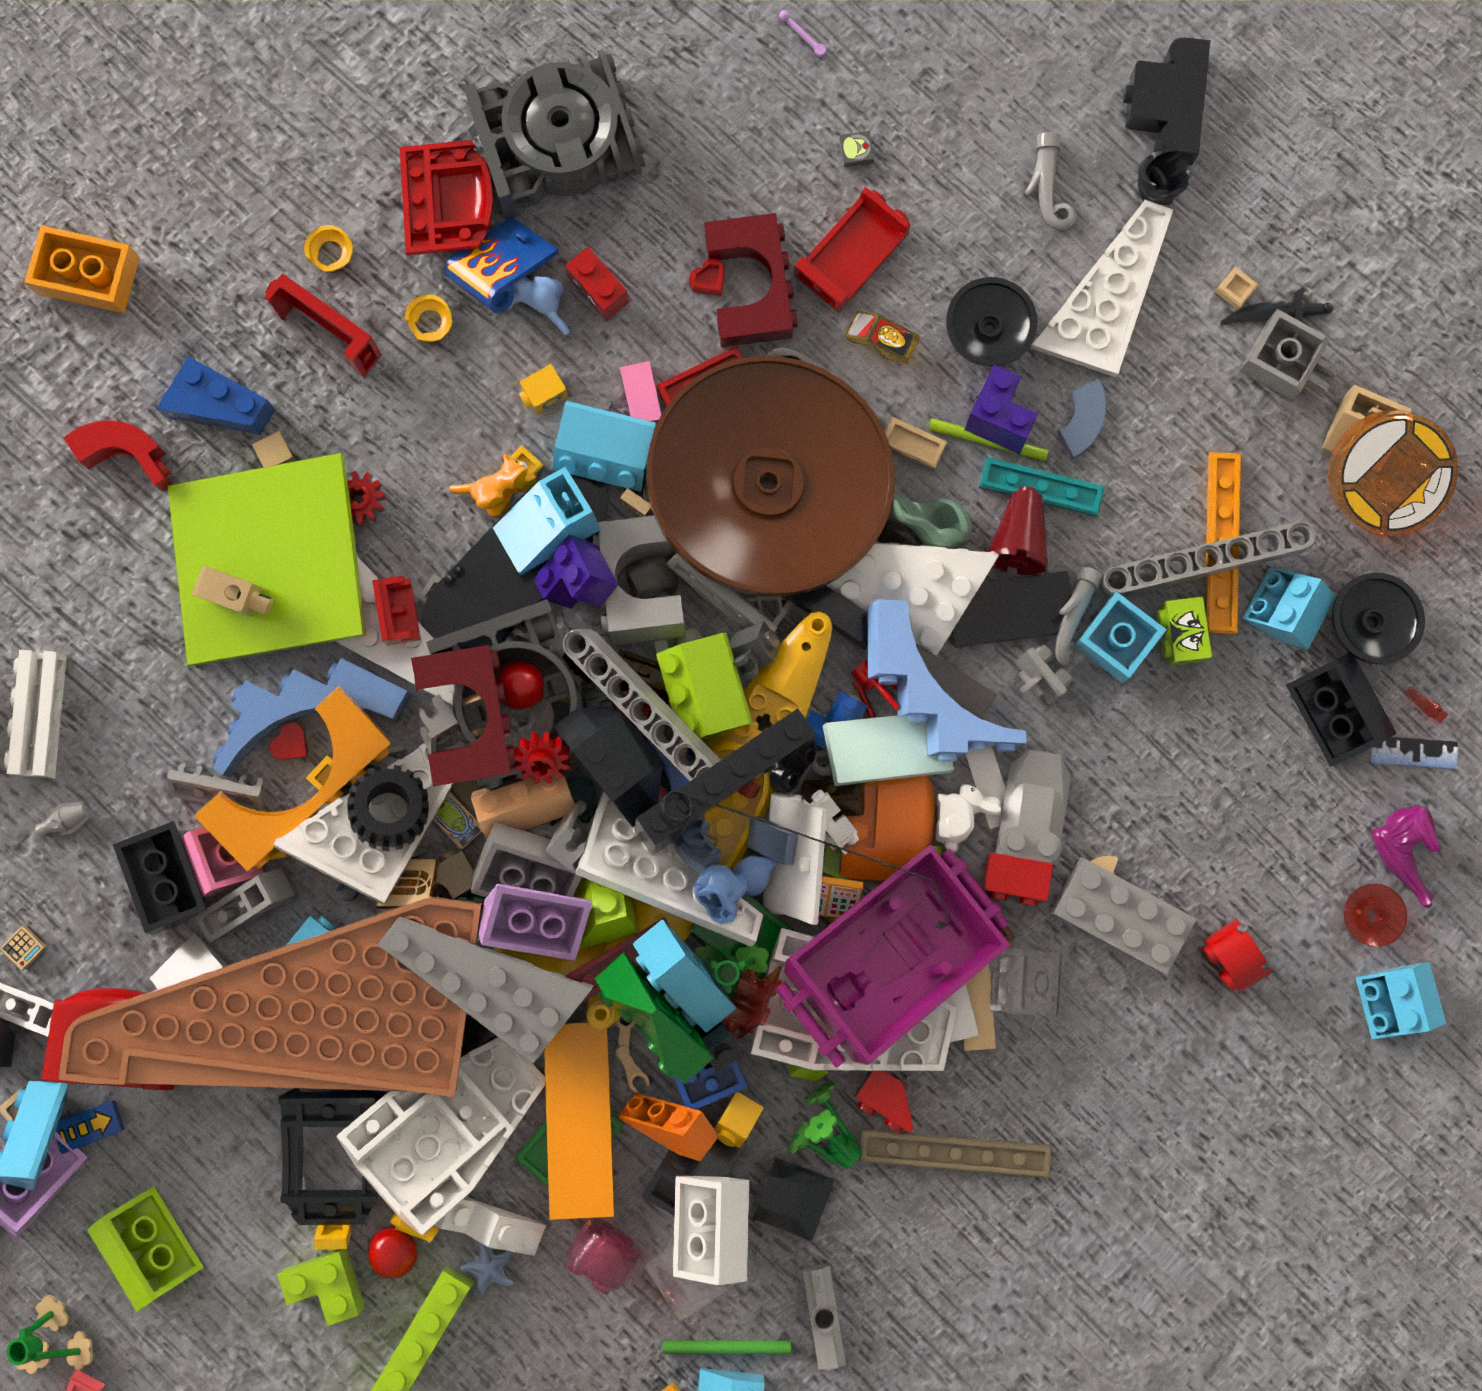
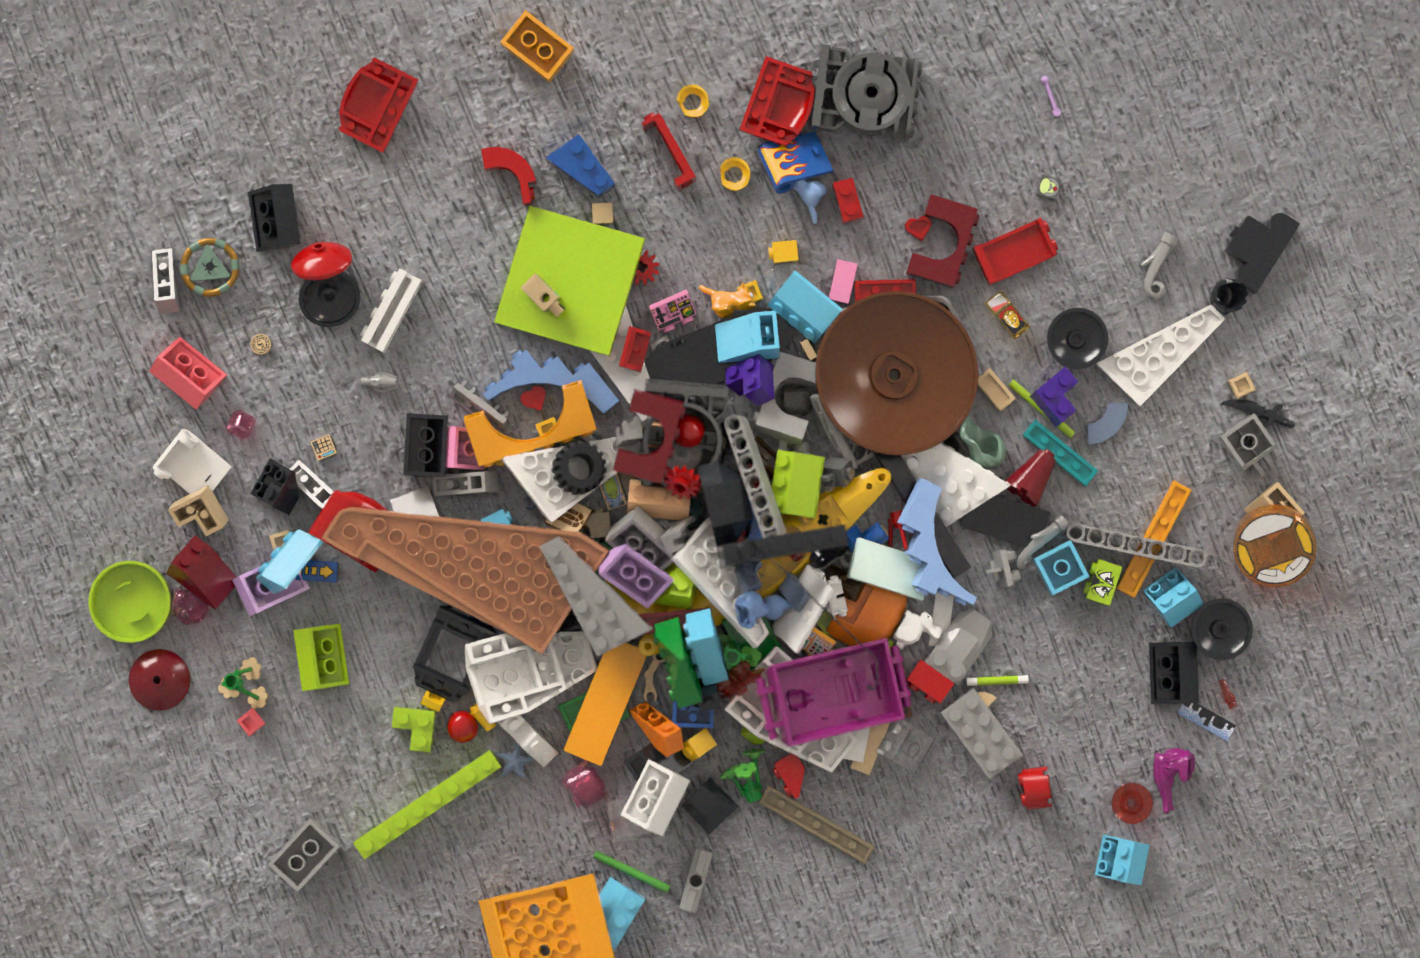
camera: 25 degrees right, 5 degrees up
(425, 535) = (673, 311): none -> slope
(1107, 833) = (978, 681): none -> lime bar

